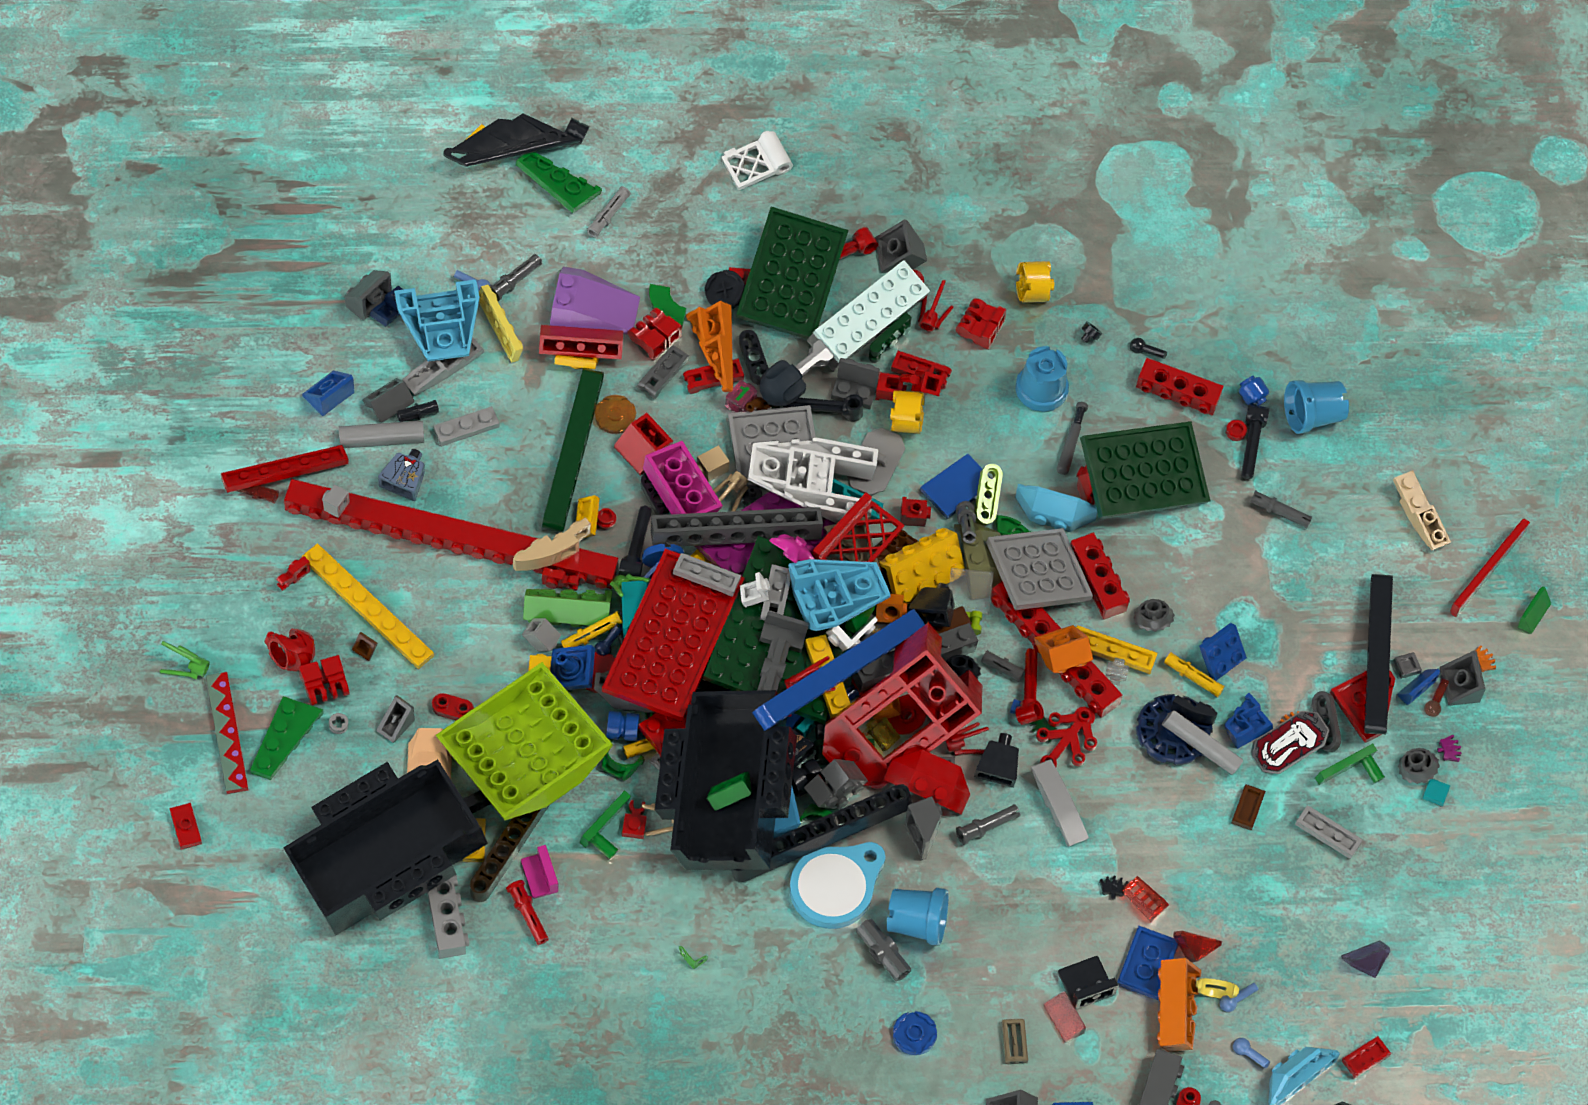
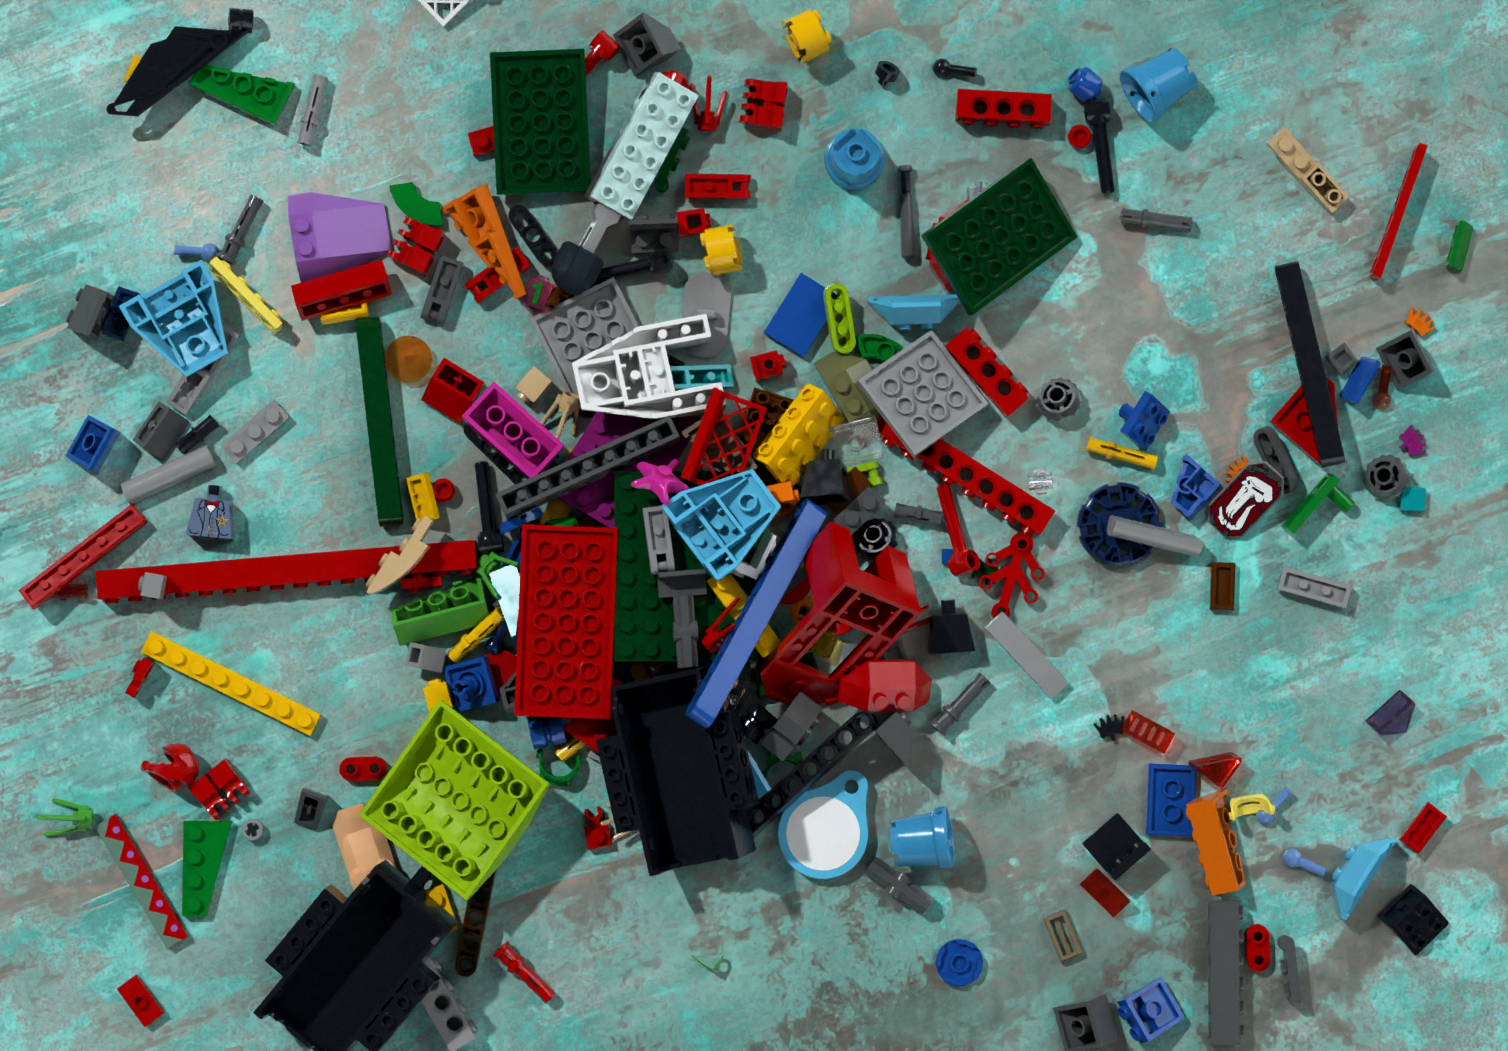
camera: 15 degrees left, 25 degrees up
(364, 646) = (246, 732): reddish brown slope -> none
(540, 873) = (520, 924): dark pink panel -> none
(593, 834) = (560, 864): green piece -> none
(707, 574) = (577, 543): light grey plate -> none
(725, 287) = (473, 164): black tile -> none
(730, 791) = (686, 780): green slope -> none
(755, 591) = (635, 548): white bracket -> none
(924, 382) = (728, 210): red brick -> none
(966, 519) = (836, 384): dark grey pin -> none
(1064, 649) = (978, 483): orange slope -> none
(1110, 647) = (1028, 454): yellow plate -> none
(1200, 714) = (1142, 504): black slope -> none

